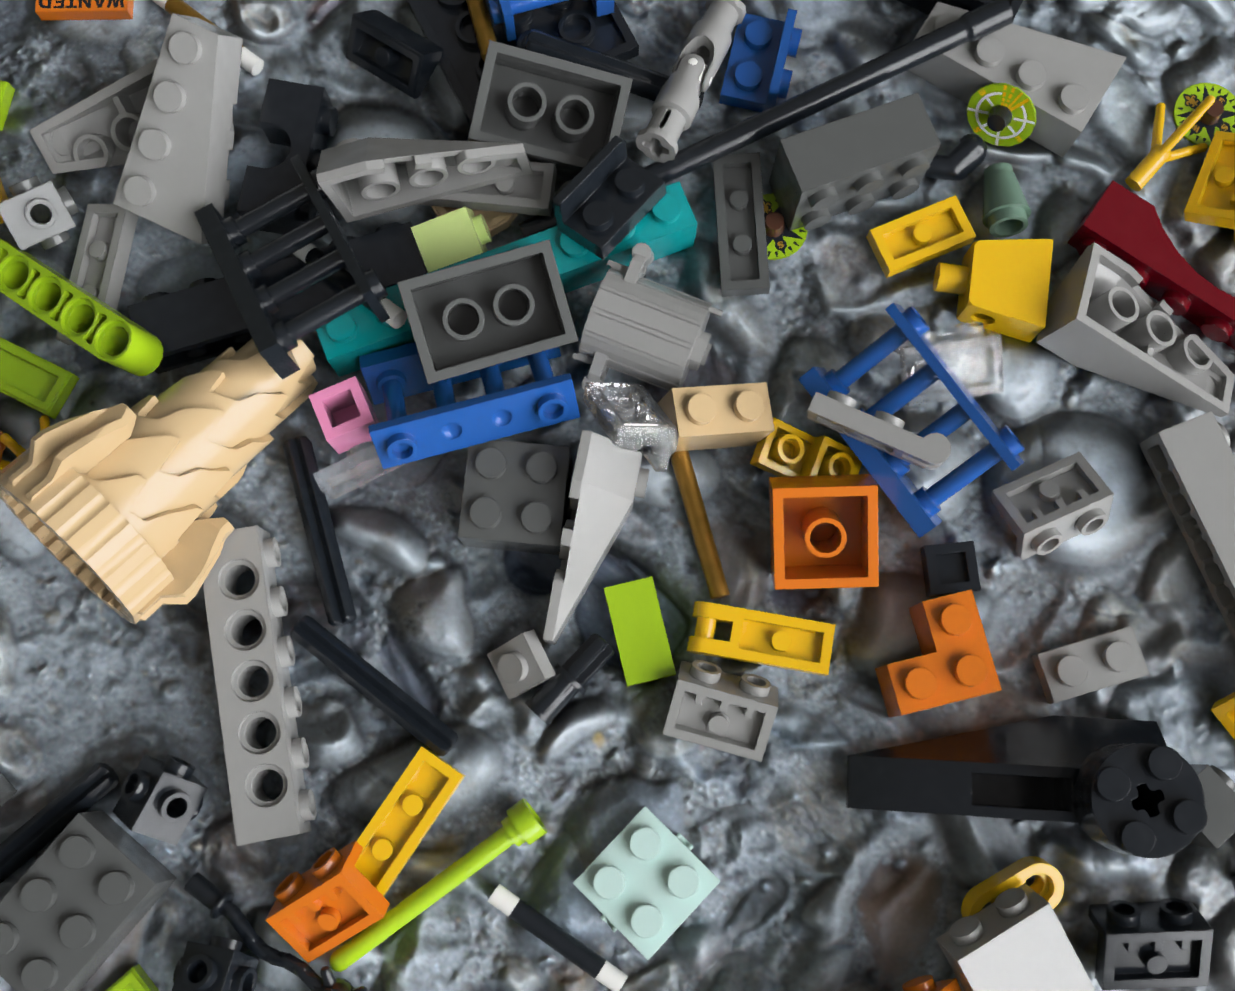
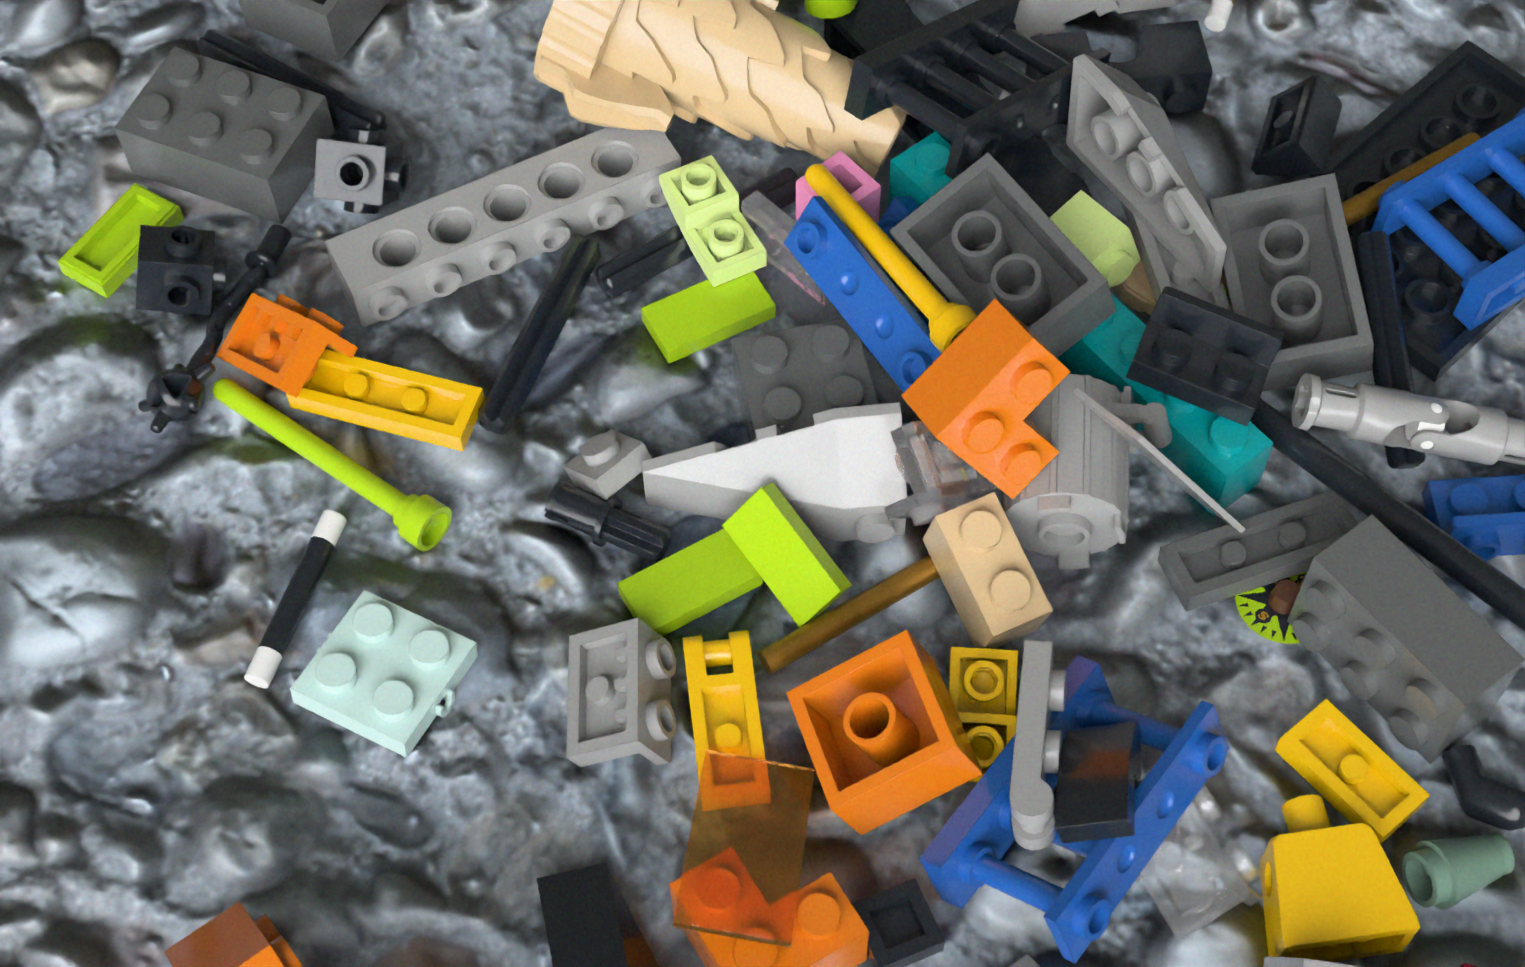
camera: 75 degrees right, 20 degrees down
(323, 519) = (711, 221): none -> yellowish green slope
(399, 547) = (706, 315): none -> lime tile
(537, 367) = (945, 318): none -> yellow piece
(622, 360) = (982, 395): none -> orange brick
(650, 554) = (786, 555): none -> tile
(683, 264) = (1158, 460): none -> light grey piece
(889, 654) = (745, 849): none -> clear orange piece
(919, 398) = (1098, 782): none -> black slope

